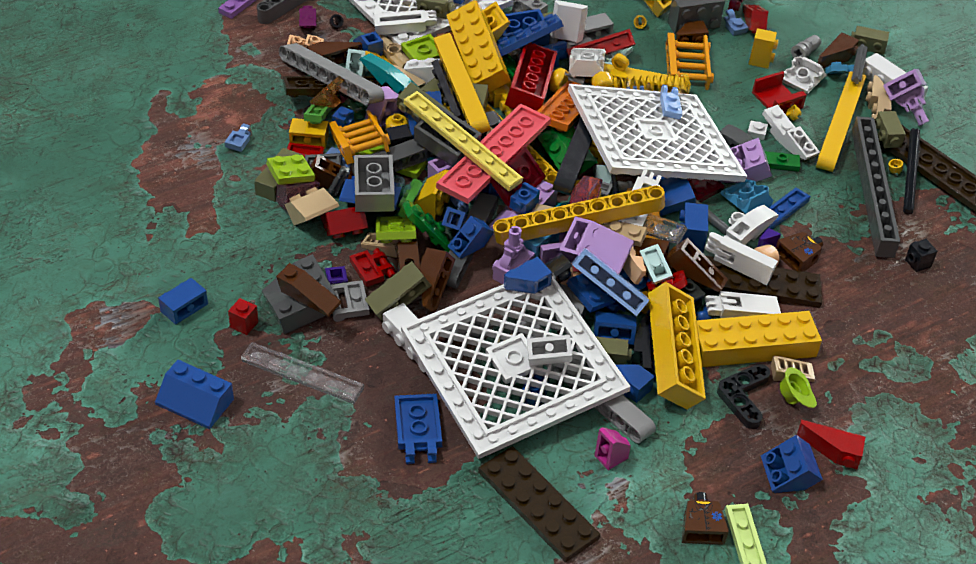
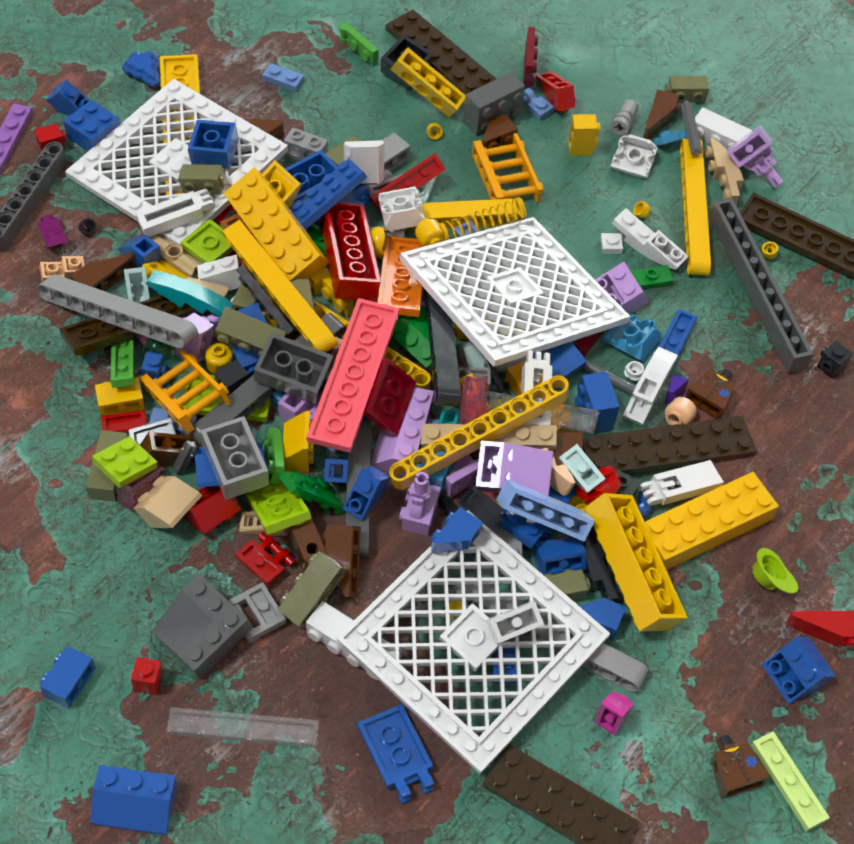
camera: 20 degrees left, 10 degrees up
(238, 140) = (40, 430): medium blue plate -> none
(305, 289) = (217, 628): reddish brown slope -> none
(327, 95) = (127, 344): clear orange slope -> none
(336, 275) = (230, 585): dark purple slope -> none
(463, 141) = (316, 373): light yellow tile -> none
(525, 199) = (408, 424): blue brick -> none
(620, 62) = (439, 199): yellow tile -> none
(670, 103) = (515, 241): light blue hinge -> none
(696, 265) = (613, 450): reddish brown slope -> none
(734, 135) = (595, 260): dark grey slope -> none
(738, 394) = (710, 589): black beam -> none
(741, 257) = (663, 427): white hinge -> none
(772, 92) = (615, 191): red panel -> none
(780, 364) = (748, 556): tan slope -> none
(889, 129) = (752, 207): olive brick -> none
(911, 174) = (789, 253): black axle -> none

